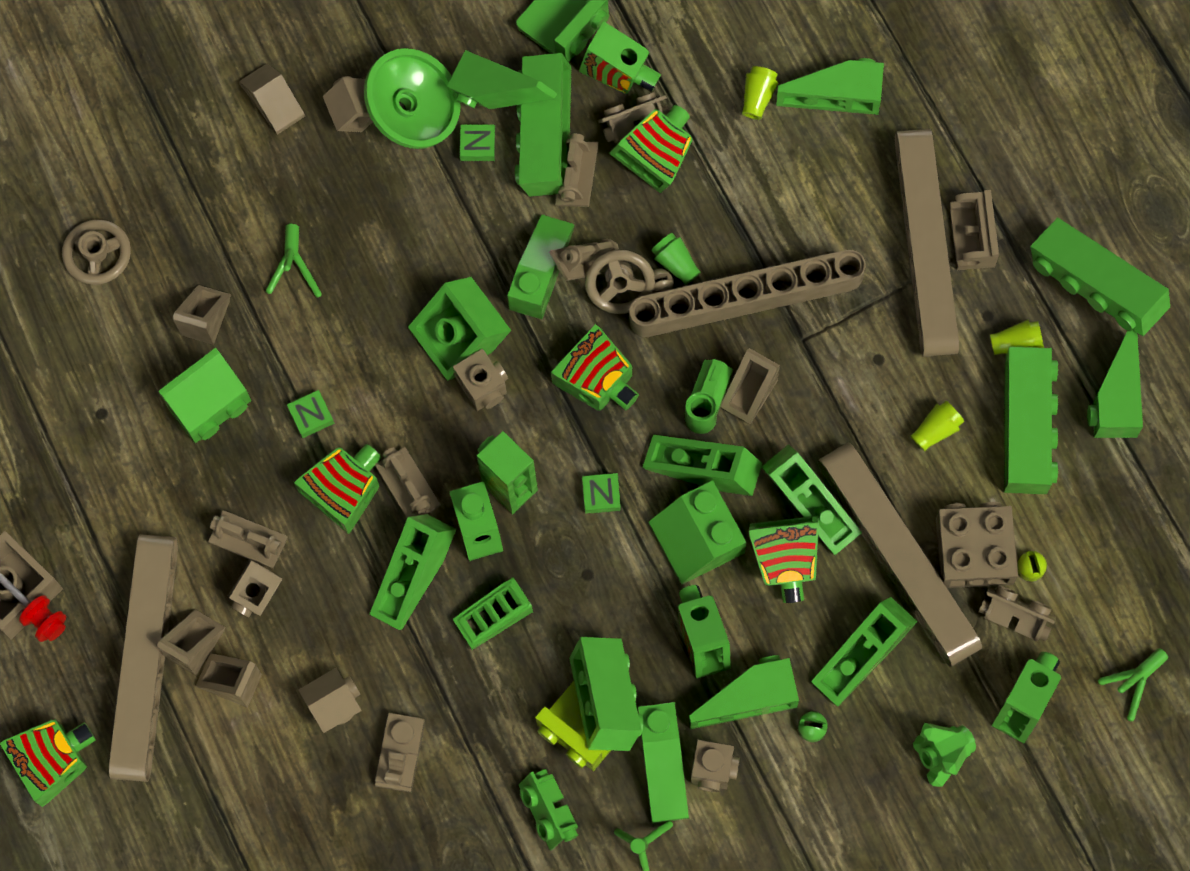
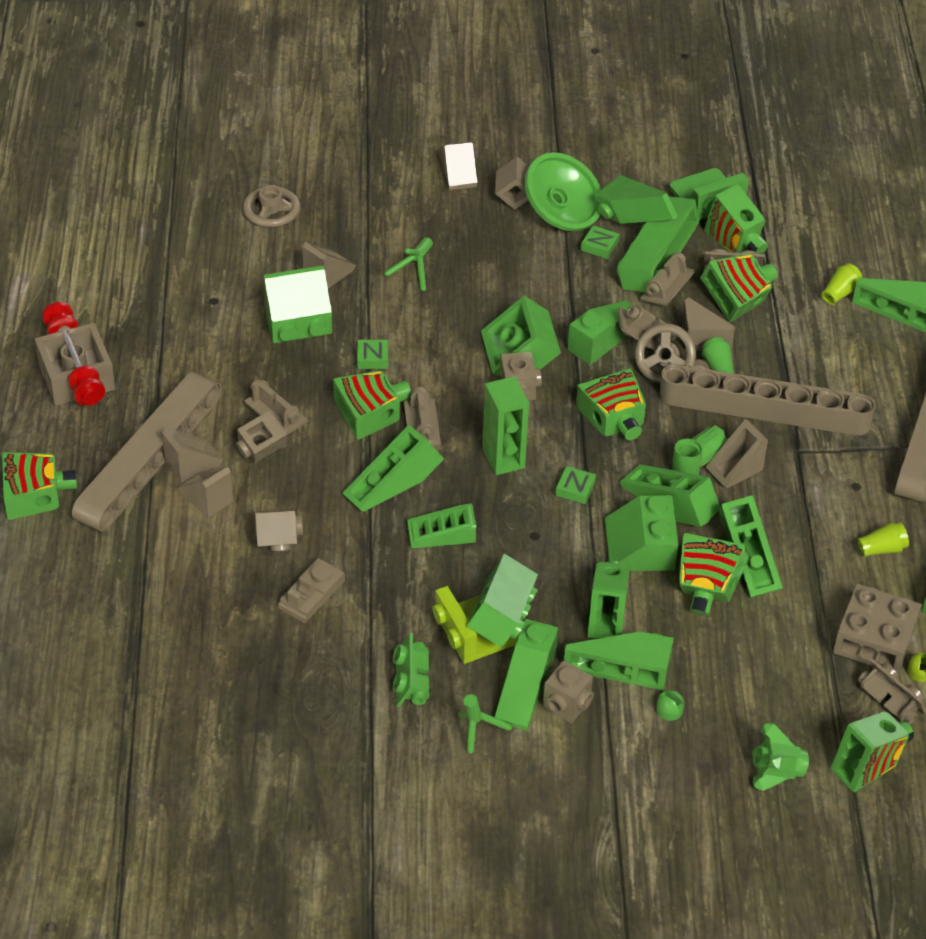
camera: 20 degrees right, 25 degrees down
(476, 520) = (465, 443): bright green torso -> none
(641, 224) = (704, 324): none -> dark tan slope
(864, 650) = (744, 664): bright green slope -> none
(899, 554) = (808, 615): dark tan beam -> none

